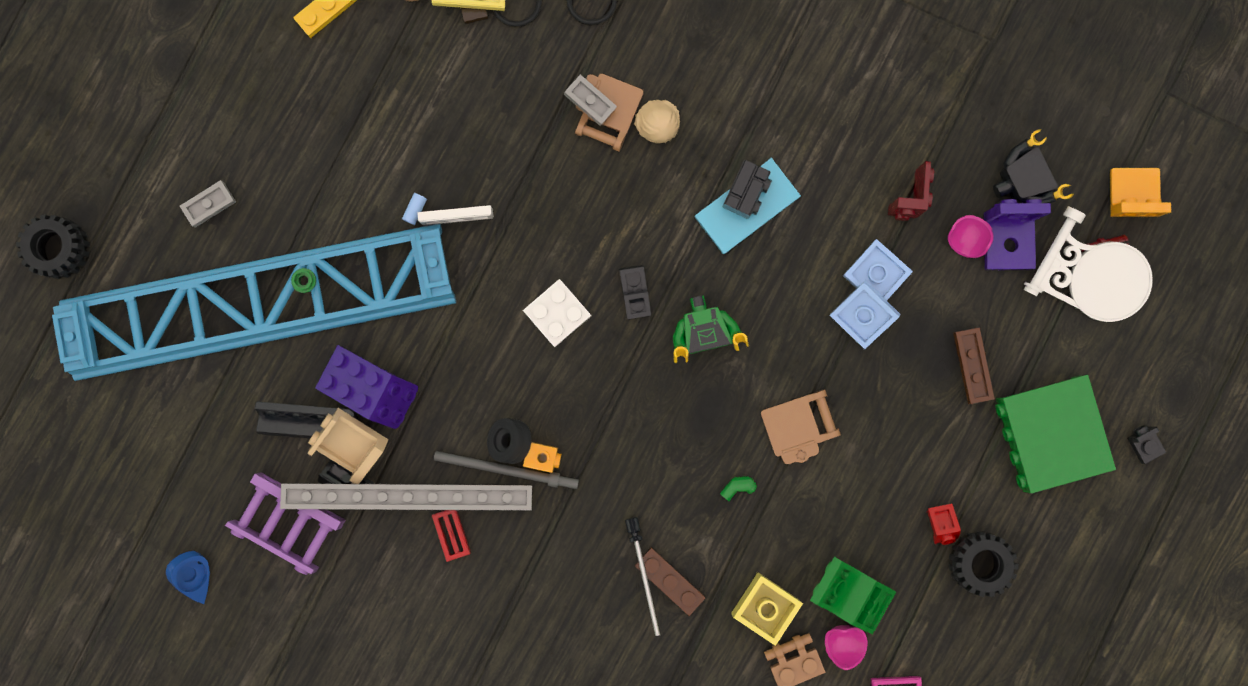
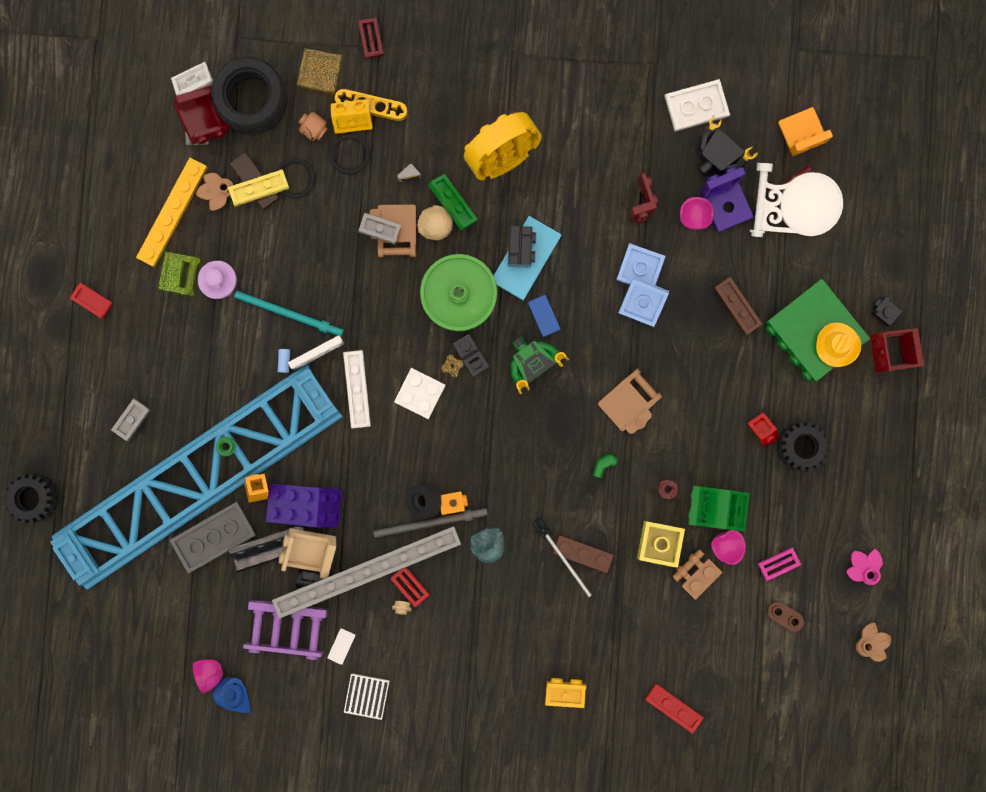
camera: 20 degrees left, 0 degrees up
(171, 538) = (207, 674): none -> dark pink helmet
(221, 46) = (91, 300): none -> red tile
(245, 380) = (212, 537): none -> dark grey plate
(319, 344) = (256, 487): none -> light orange brick
(328, 52) = (172, 273): none -> clear neon green plate
(342, 571) = (341, 646): none -> white sticker
(346, 642) = (366, 696): none -> tile
(376, 82) = (217, 279): none -> lavender plate
(431, 555) = (401, 607): none -> tan plate
(477, 187) = (323, 326): none -> teal bar
(485, 277) = (357, 389): none -> white tile
(563, 525) = (488, 545): none -> clear light blue hair
(609, 289) = (447, 366): none -> clear yellow plate
(651, 50) = (408, 173): none -> light grey slope
(651, 213) = (458, 292): none -> bright green dish
(688, 105) = (452, 202): none -> green plate
(740, 282) = (544, 316): none -> blue tile
(775, 60) = (502, 145): none -> yellow brick
(802, 555) = (674, 489): none -> clear red plate
(1022, 110) = (697, 105): none -> white tile
(1075, 461) = (838, 345): none -> yellow hat
(1159, 489) = (908, 339): none -> dark red window

